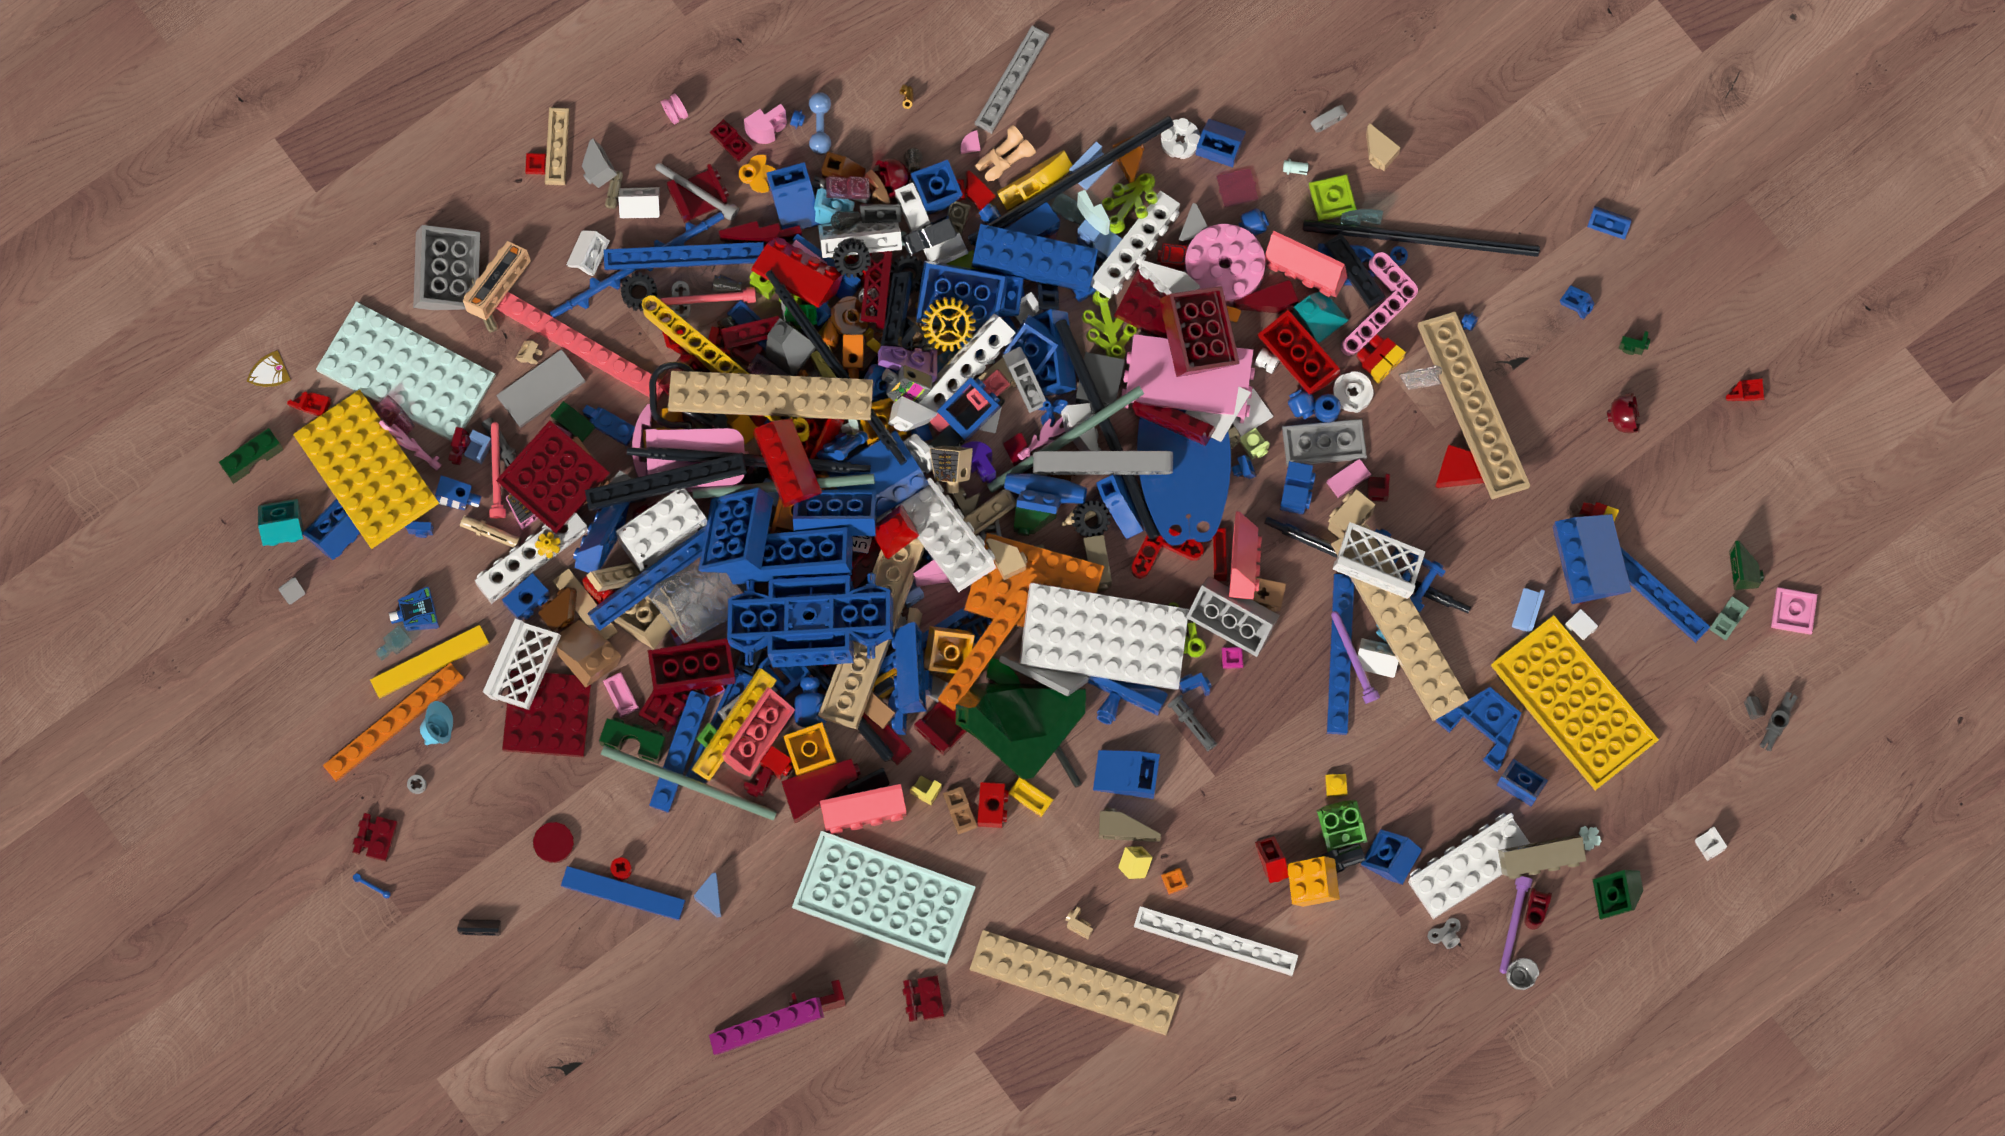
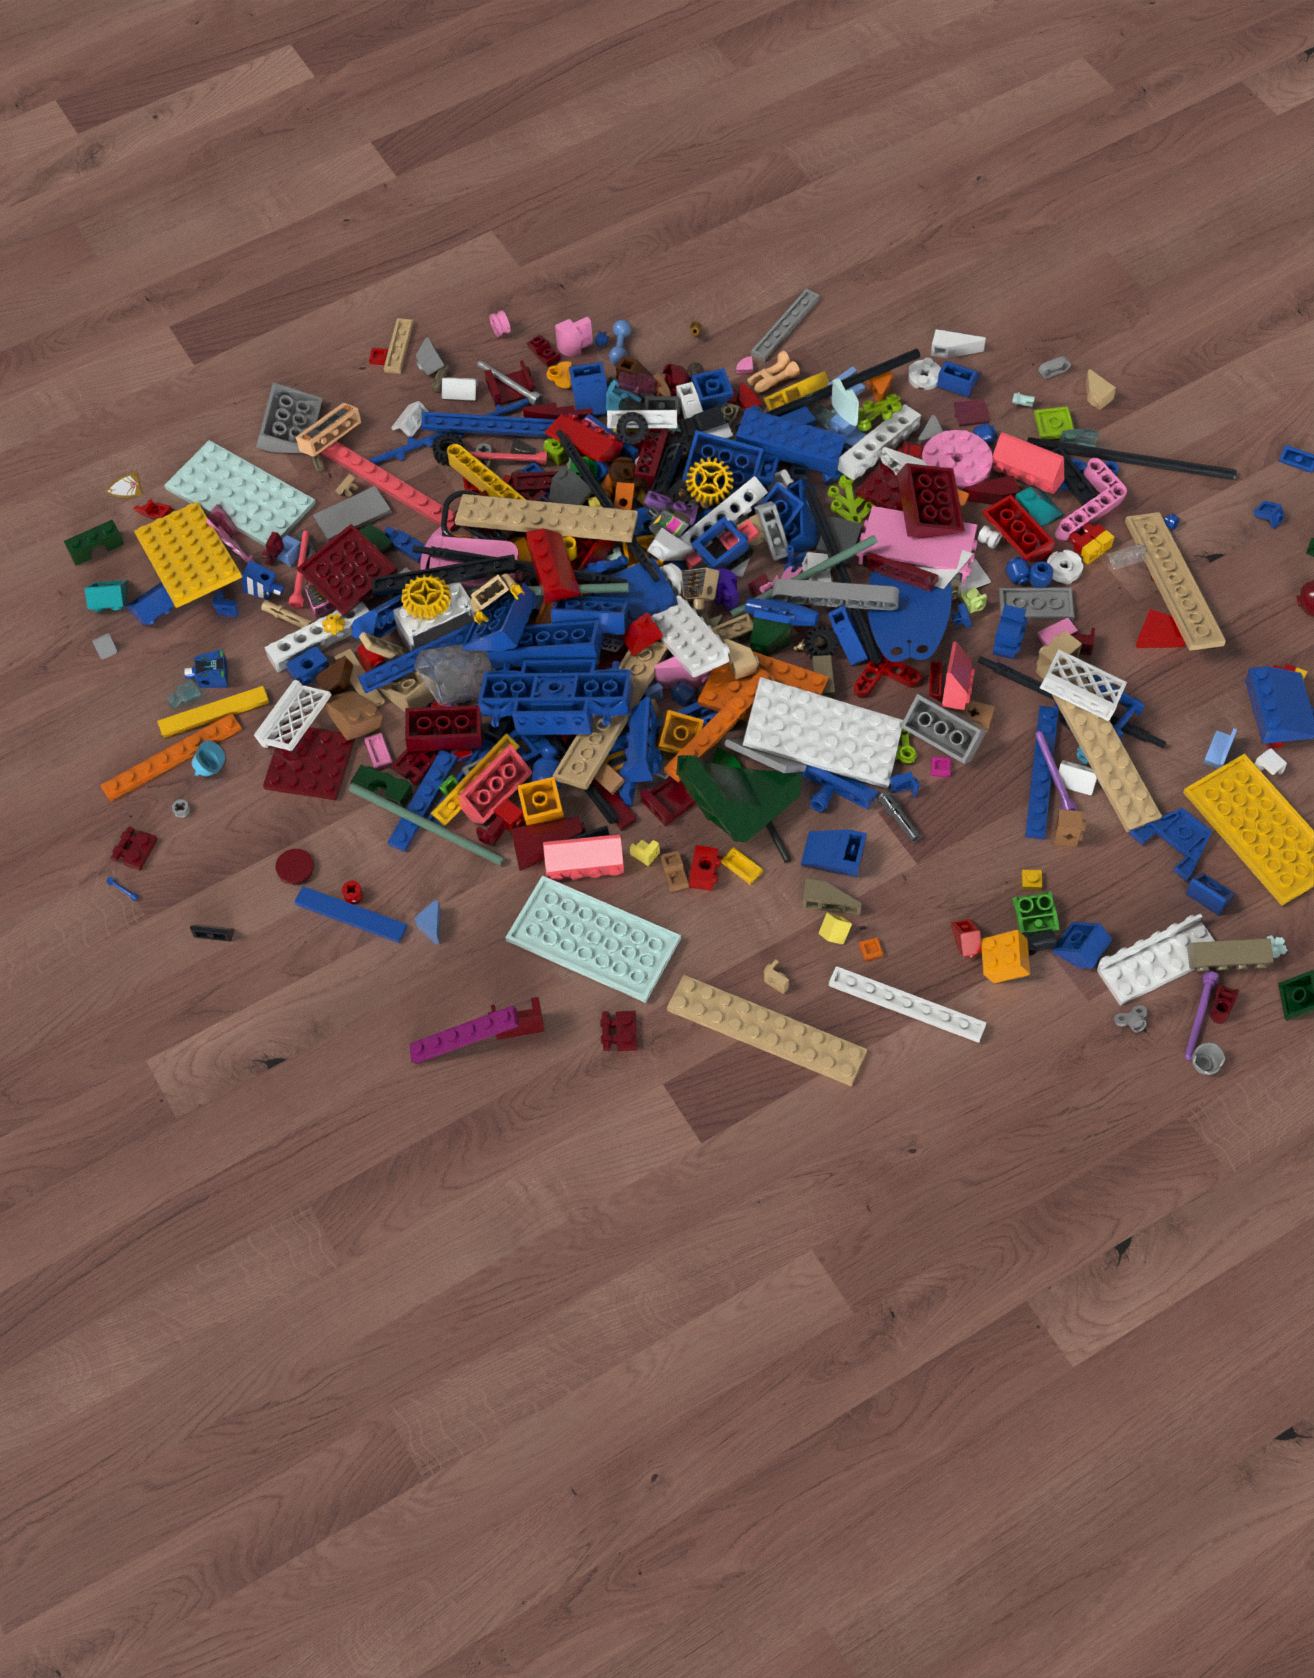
camera: 10 degrees right, 15 degrees down
(660, 515) = (437, 597): none -> yellow gear
(723, 503) = (490, 592): none -> tan torso
(947, 595) = (684, 693): none -> dark blue head
(1207, 96) = (953, 344): none -> white slope
(1371, 725) = (1069, 828): none -> medium nougat brick

